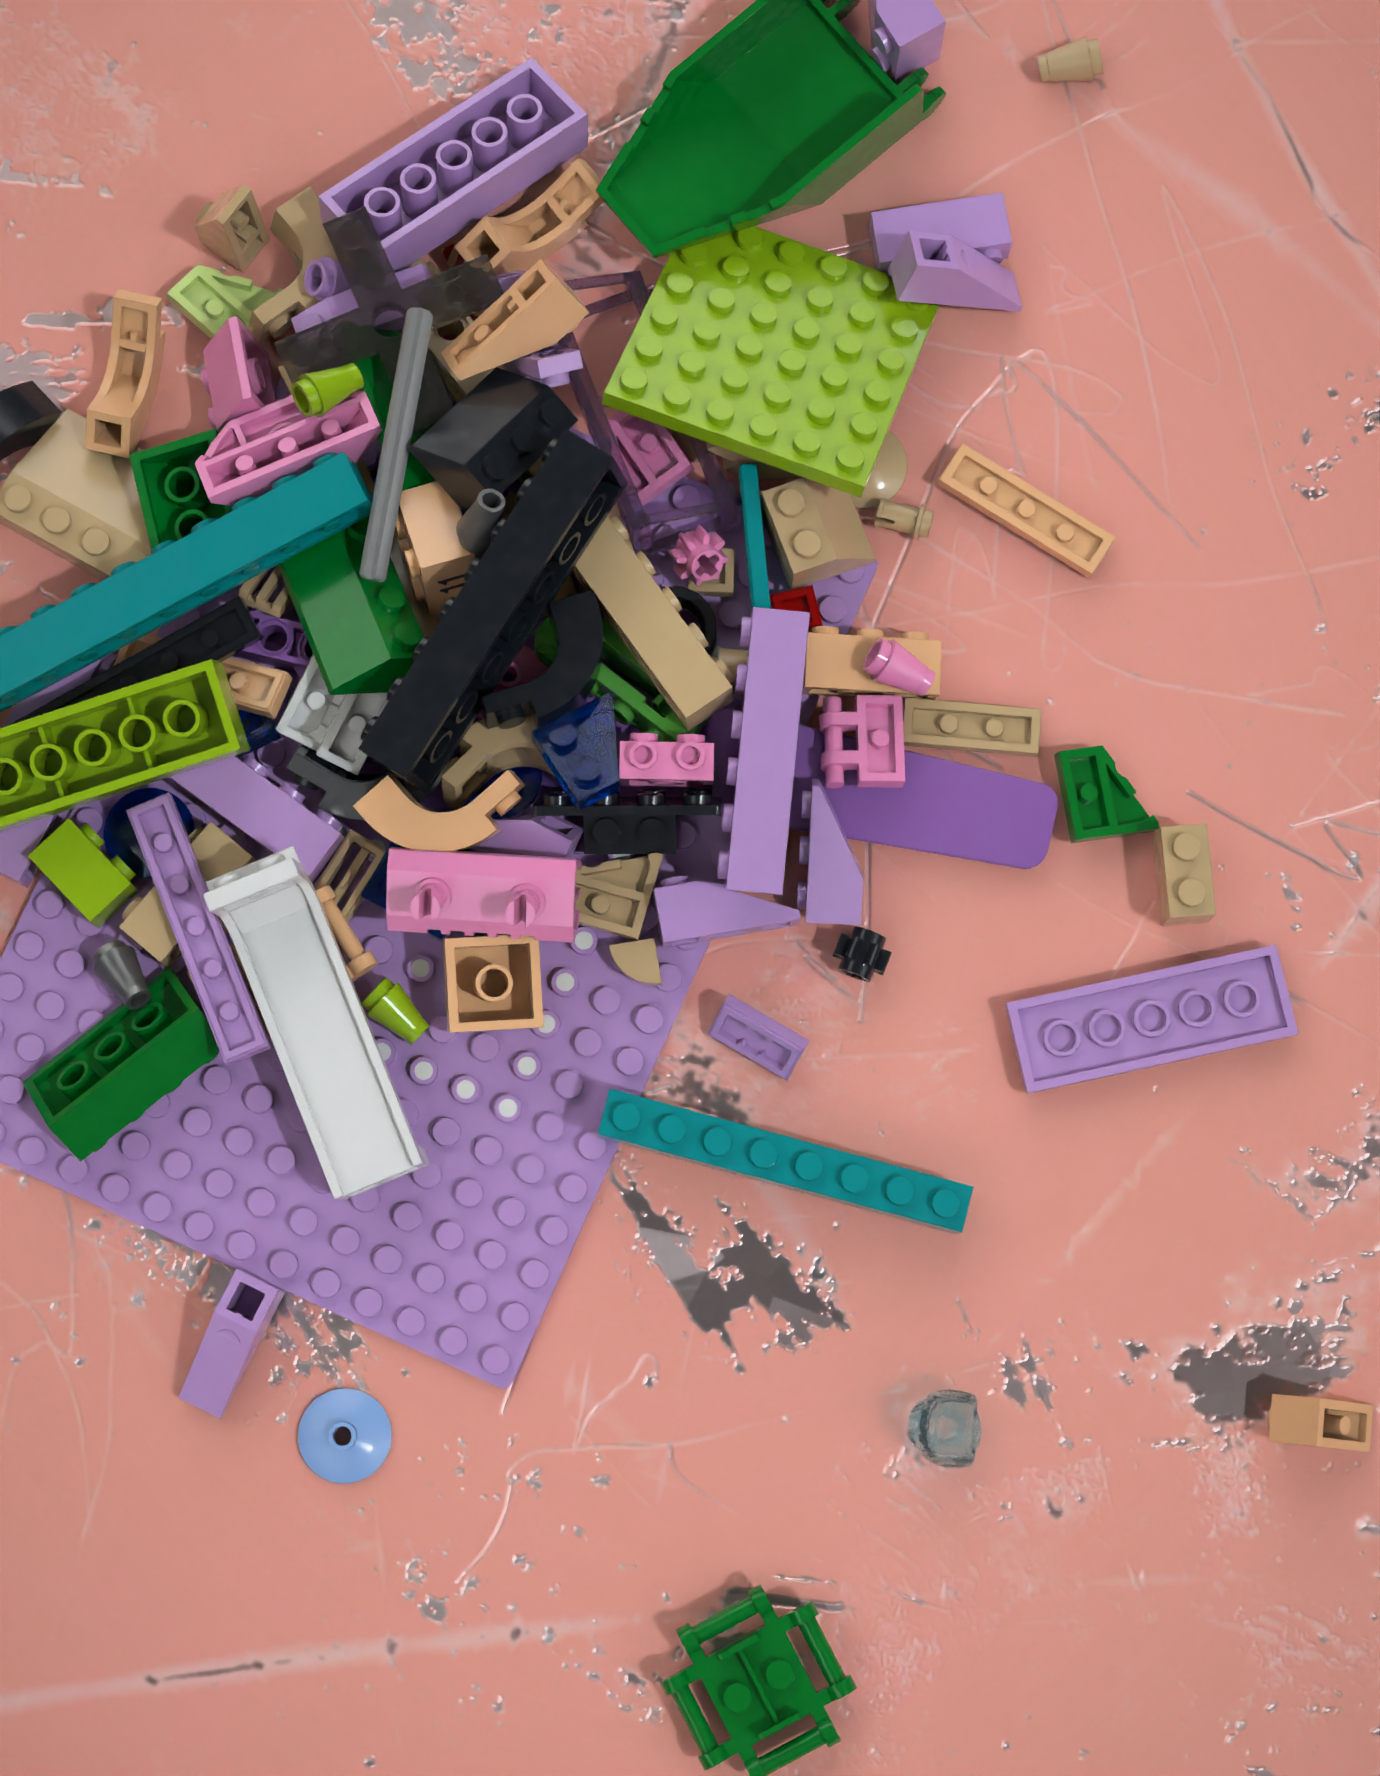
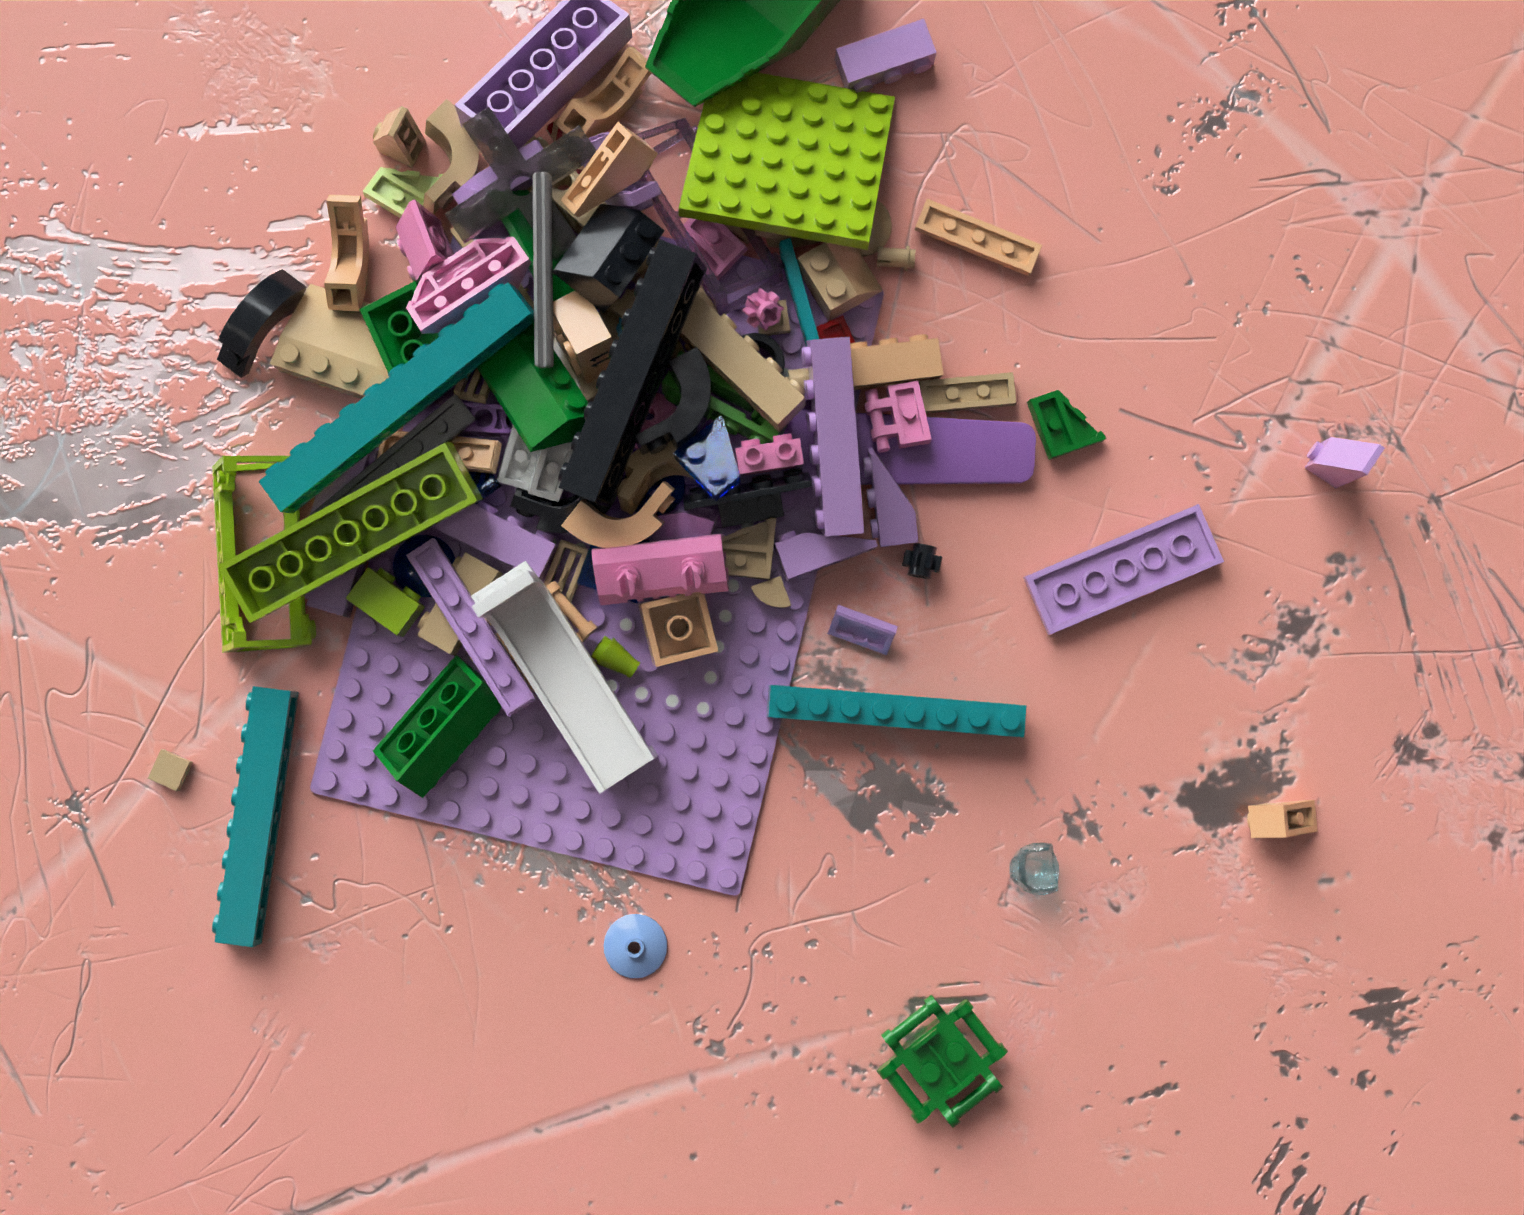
camera: 10 degrees left, 5 degrees up
(121, 972) = (424, 664): flat silver cone -> none
(230, 1342) = (547, 899): lavender slope -> none
(324, 278) = (470, 162): lavender cone -> none
(324, 389) = (486, 240): lime cone -> none
(479, 521) = (611, 314): flat silver cone -> none
(897, 667) = (912, 362): bright pink cone -> none
(950, 272) = (898, 81): lavender slope -> none
(1184, 874) = (1129, 467): tan brick -> none

